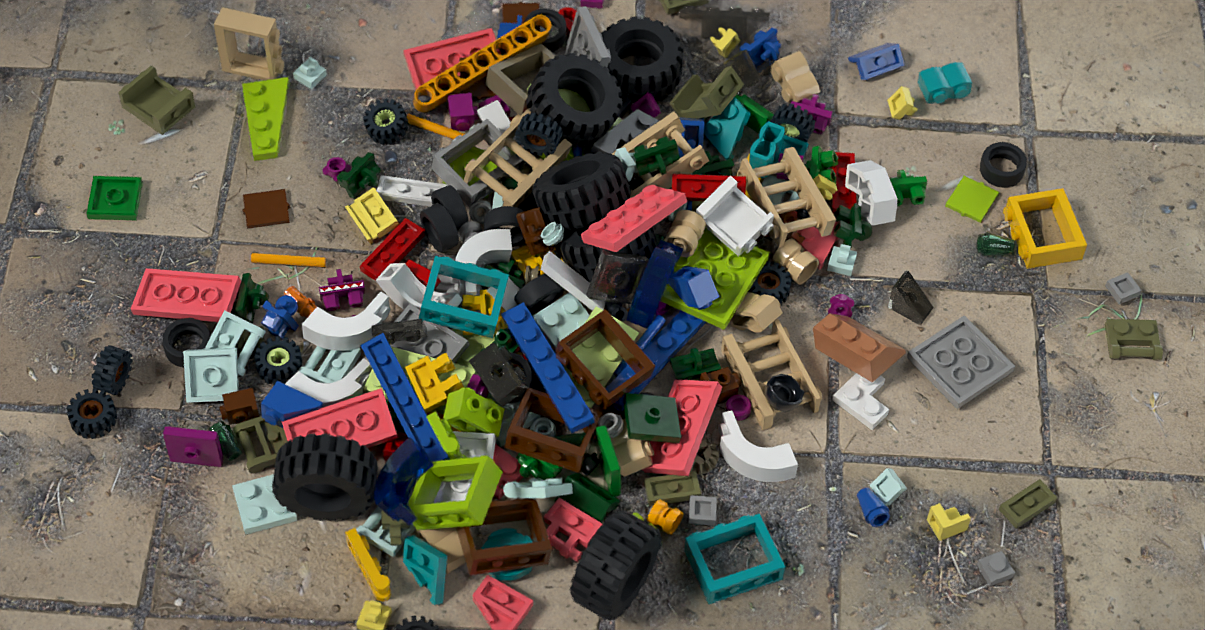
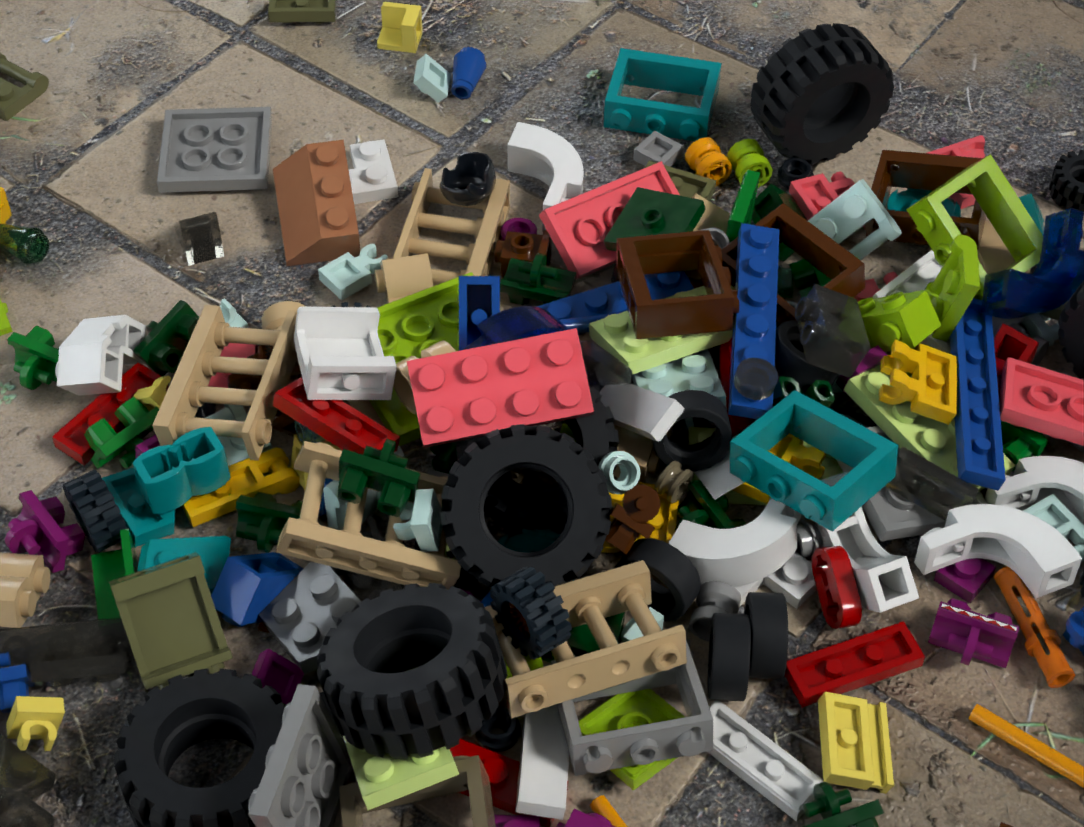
camera: 145 degrees left, 5 degrees down
(517, 311) = (755, 378): none -> clear smoke tile
(803, 323) = (350, 273): none -> light aqua plate
(841, 301) = (286, 267): magenta plate -> none

